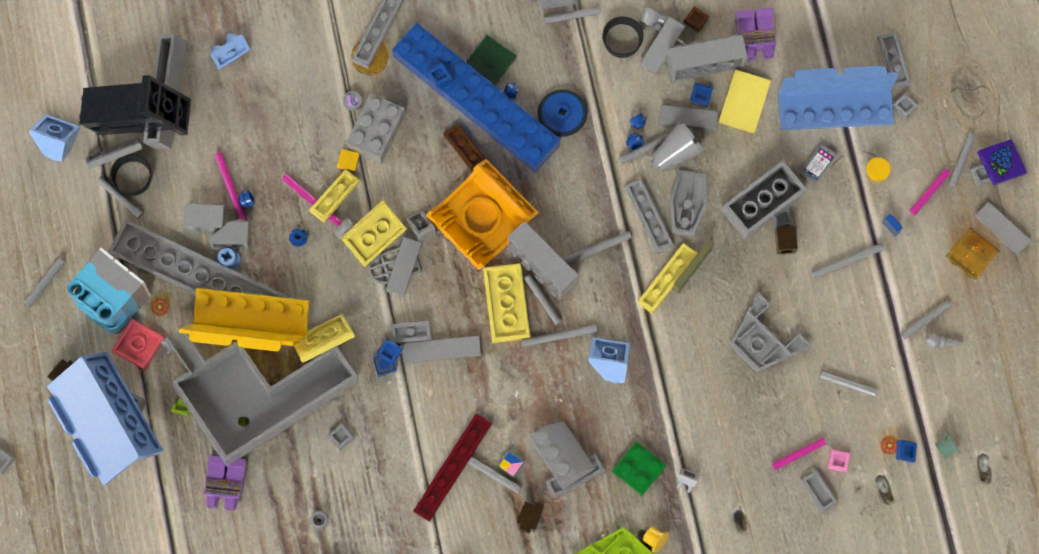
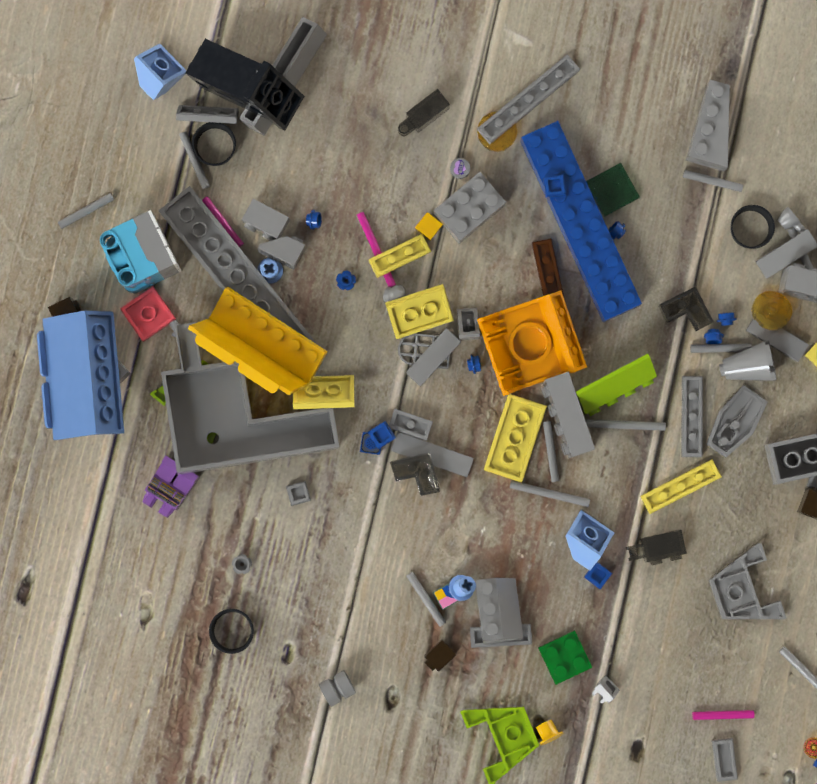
camera: 25 degrees right, 10 degrees up
(159, 306) = (184, 286): clear yellow tile -> none
(168, 236) = (222, 221): none -> dark pink bar
(230, 186) = (304, 199): dark pink bar -> none
(234, 48) = (369, 62): light blue tile -> none
(300, 68) = (424, 113): none -> clear smoke brick
(436, 363) = (419, 467): none -> clear smoke brick
(441, 256) = (474, 364): none -> blue plate
(452, 467) = (390, 573): dark red tile -> none
(521, 449) = (462, 587): none -> light blue piece
(568, 102) = (646, 283): blue wheel -> none
(572, 215) = (616, 384): none -> lime slope
(599, 123) = (689, 304): none -> clear smoke brick
(633, 385) = (598, 575): none -> blue tile
(674, 336) = (659, 547): none -> clear smoke brick
(676, 103) = (765, 316): none -> clear yellow plate
(693, 266) = (717, 484): olive tile -> none
(701, 94) = (801, 320): blue tile -> none
(838, 460) = (757, 739): bright pink tile -> none

